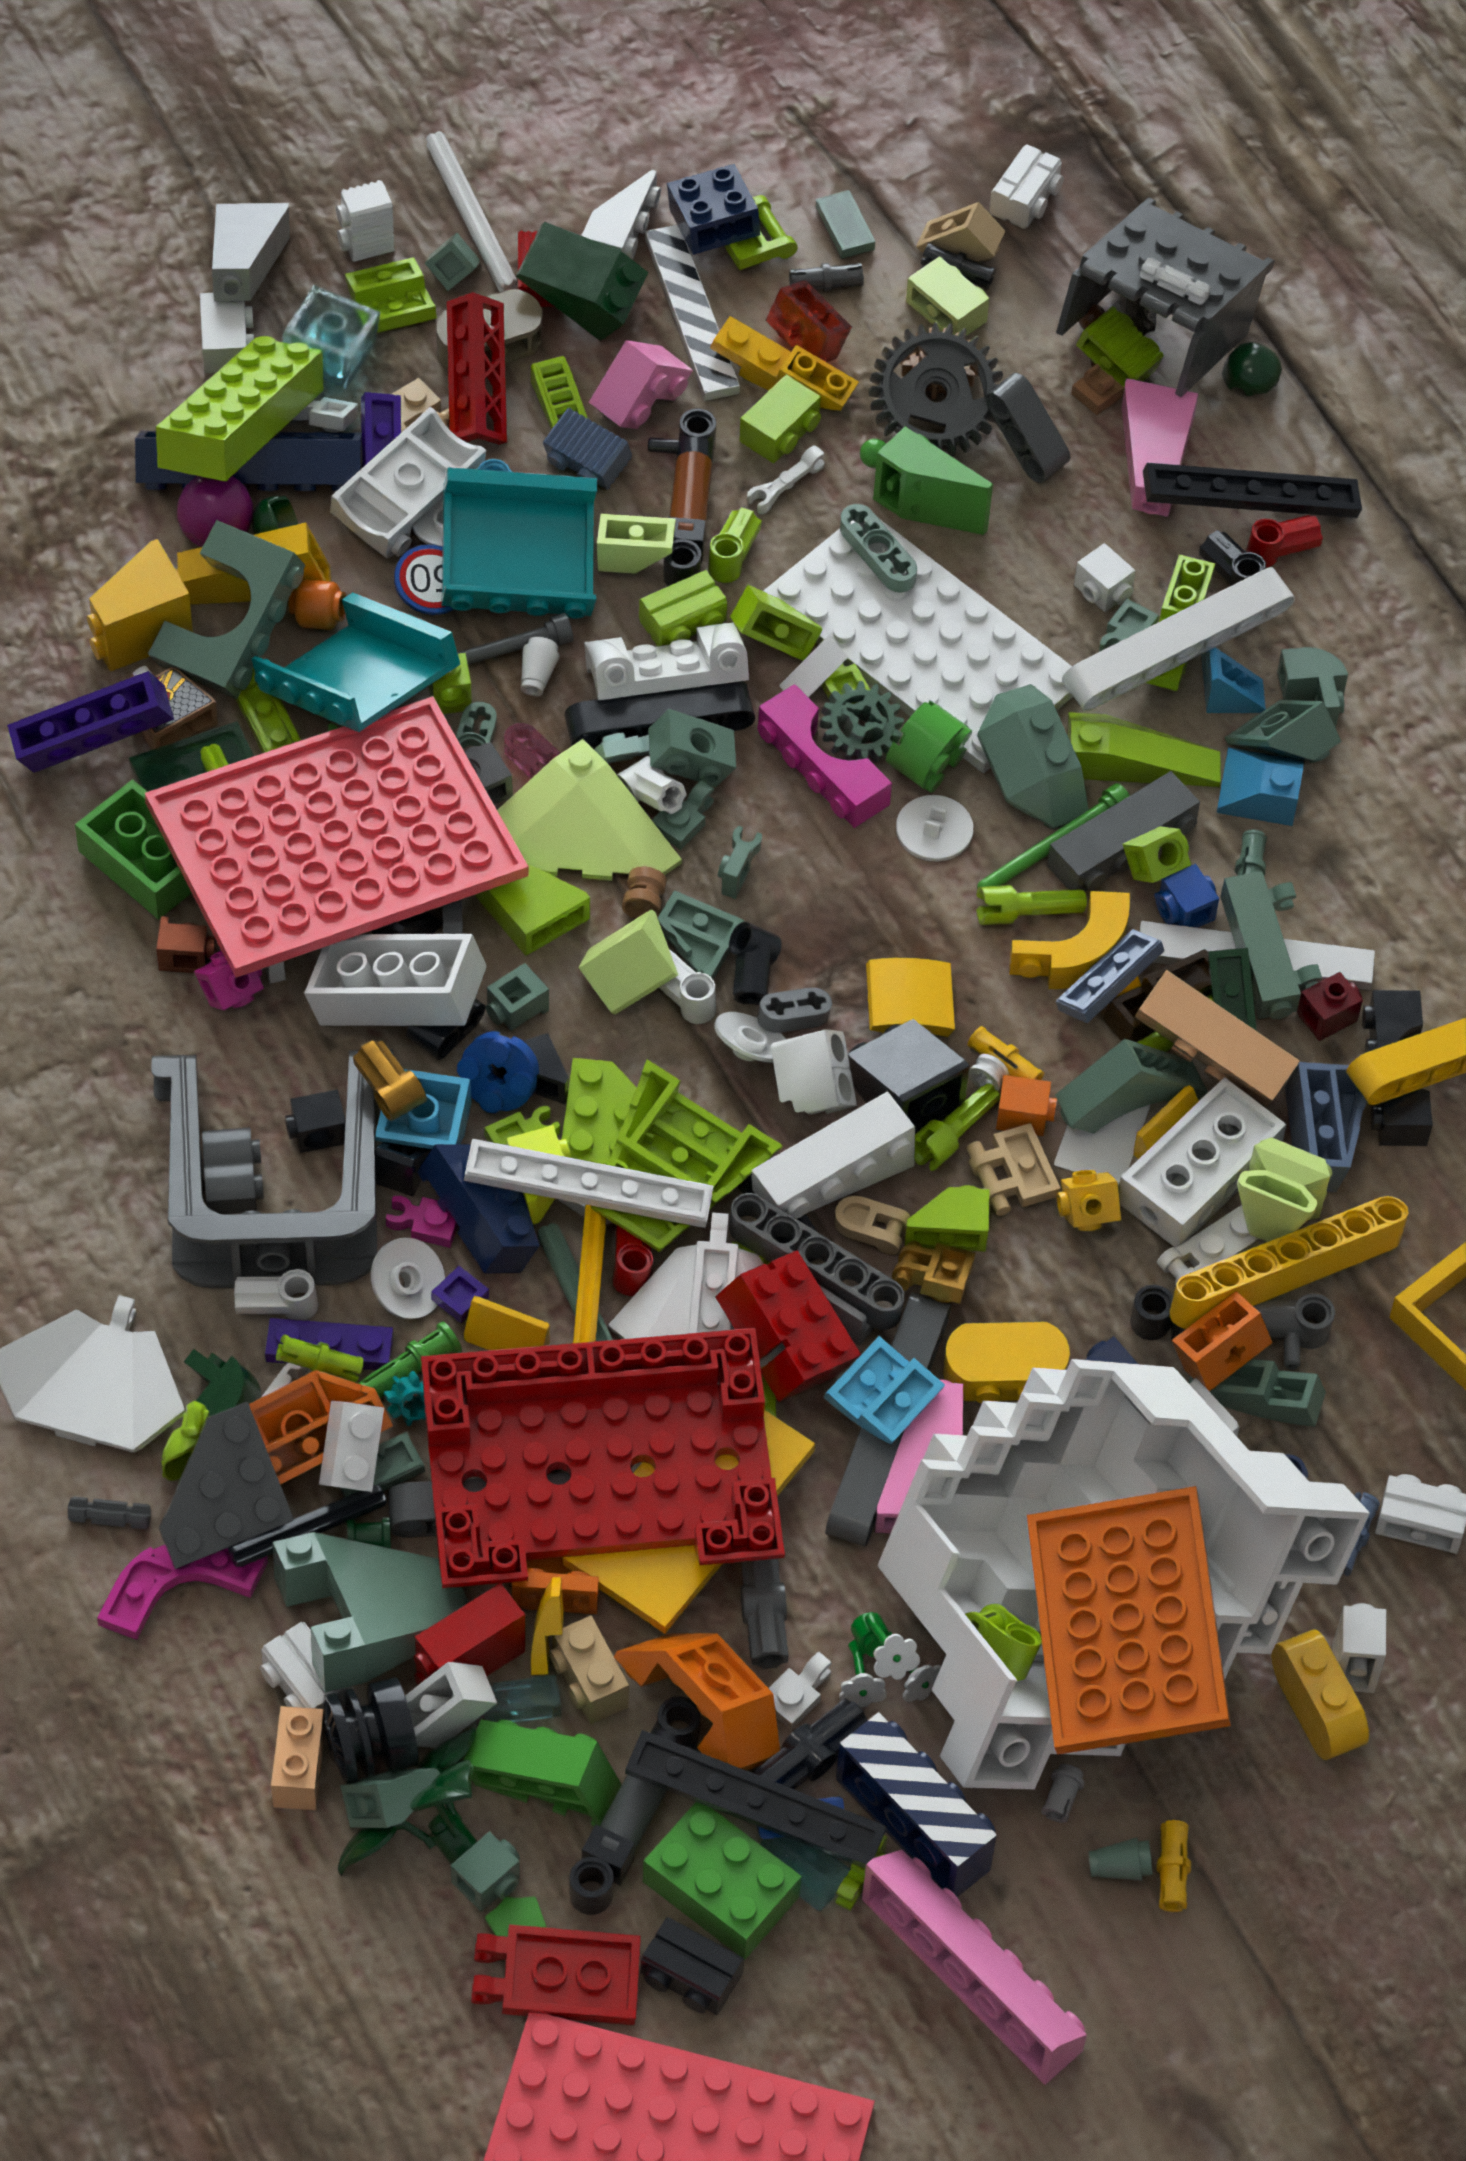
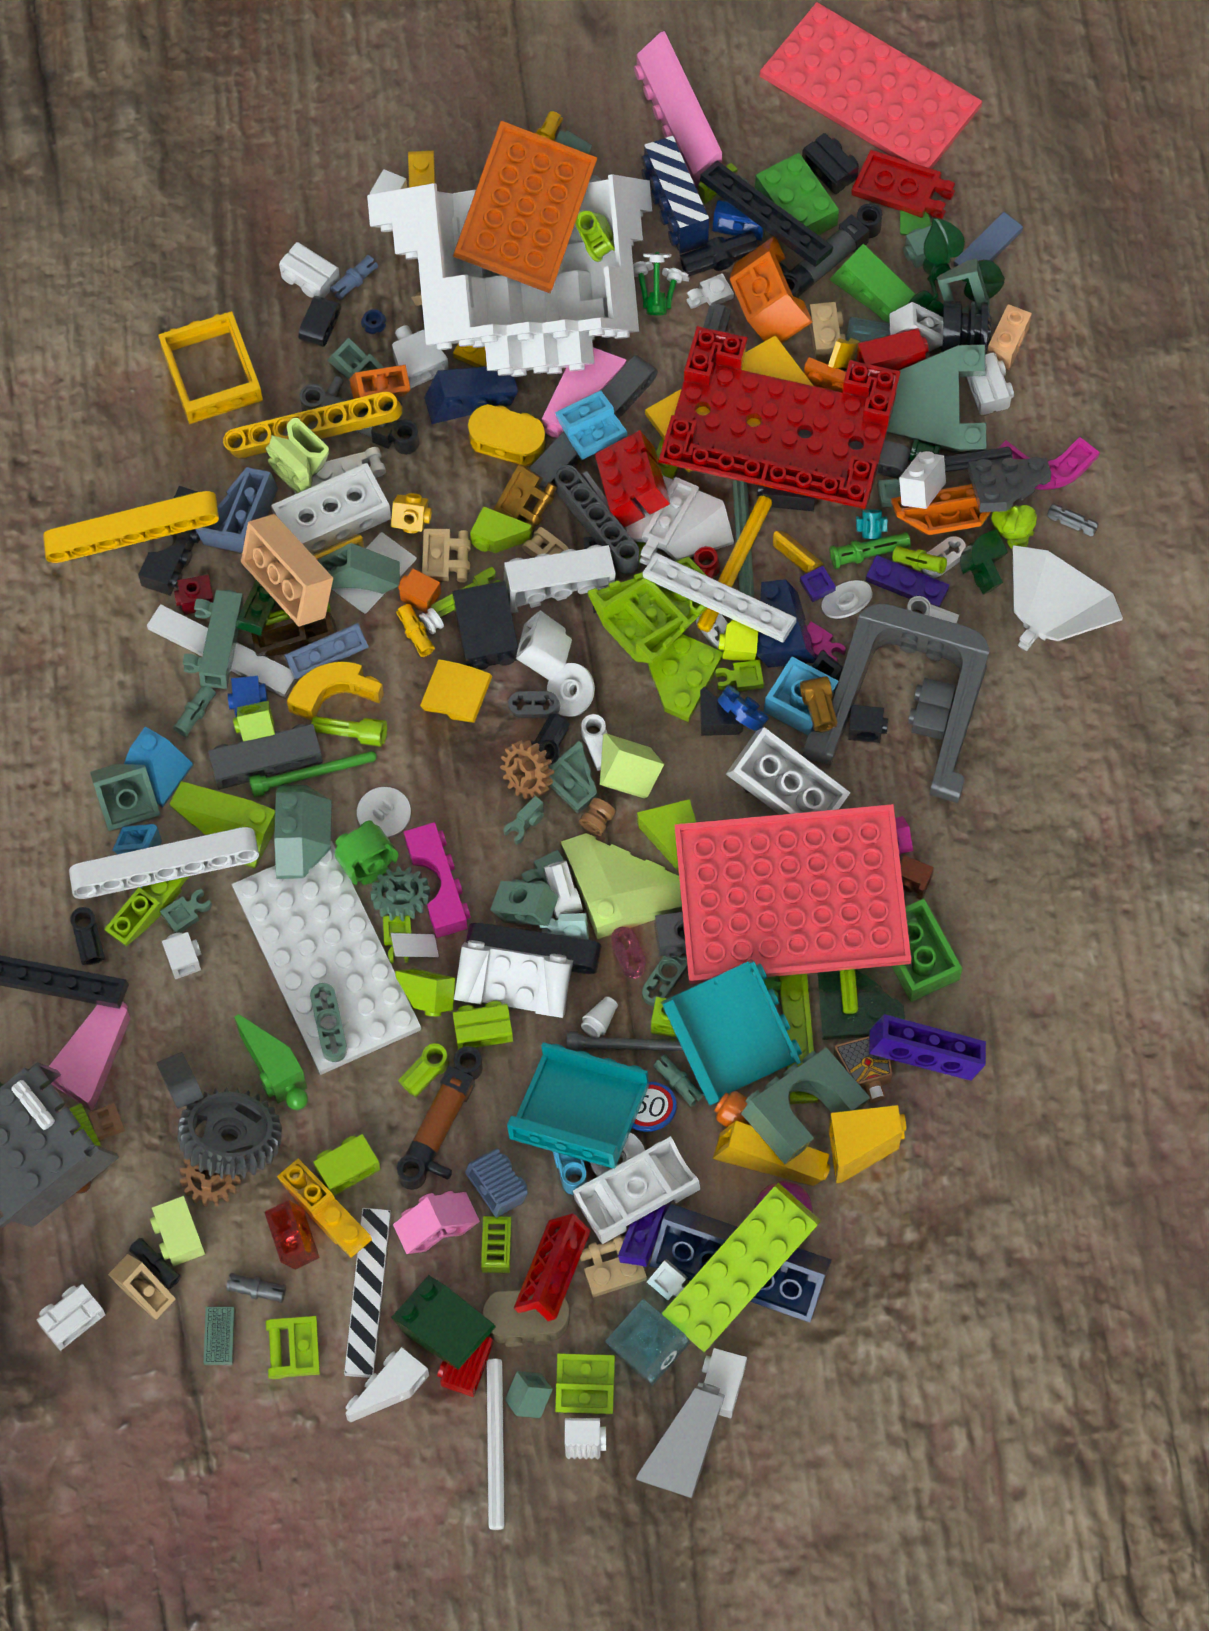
camera: 155 degrees left, 10 degrees up
(273, 514) = (742, 1190): dark green hair -> none
(383, 1918) = (992, 240): none -> sand blue tile
(517, 997) = (709, 758): sand green brick -> none
(633, 542) = (496, 1082): yellowish green slope -> none
(713, 209) = (317, 1362): dark blue brick -> none
(762, 905) = (527, 769): none -> medium nougat gear
(769, 492) = (340, 1125): white piece -> none
(1276, 539) = (40, 946): red piece -> none
(1313, 675) = (79, 831): sand green brick -> none
(1367, 1444) = (319, 321): none -> black beam

